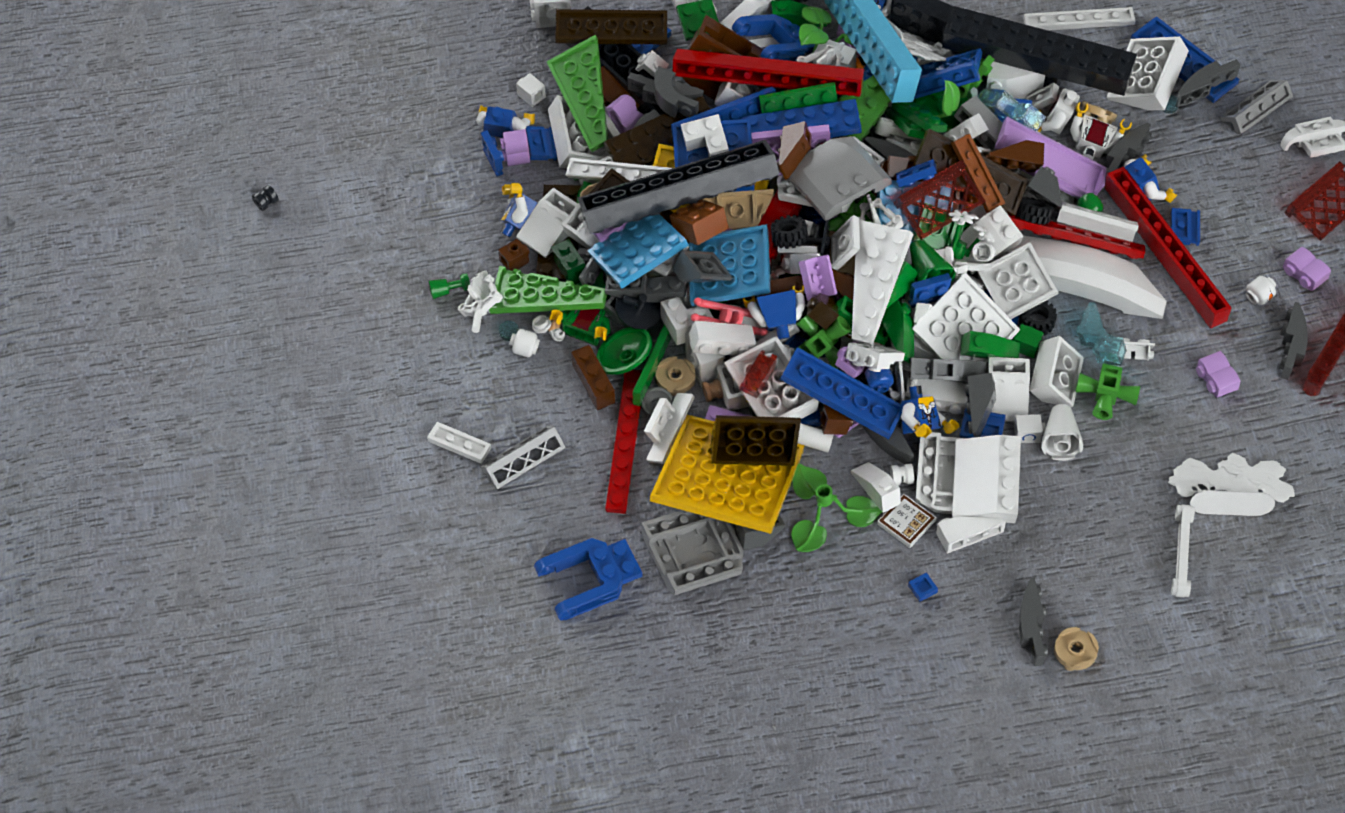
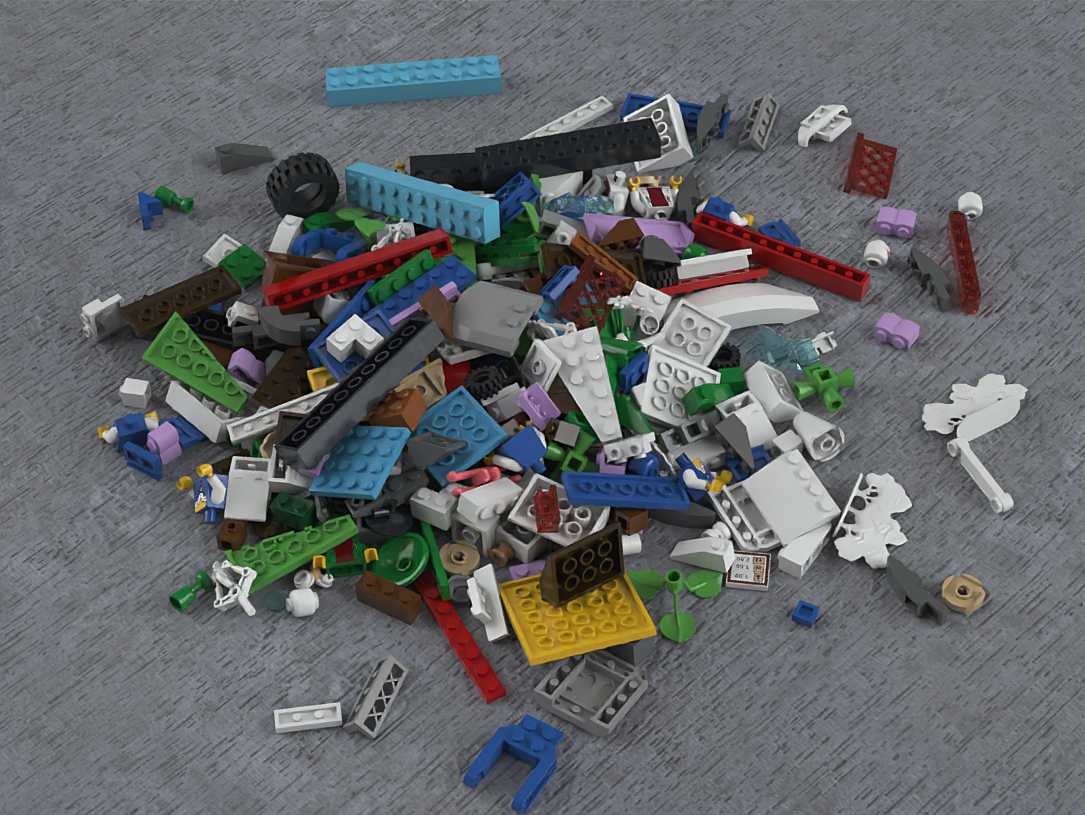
camera: 35 degrees left, 10 degrees down
(1049, 542) = (874, 523): none -> white plant

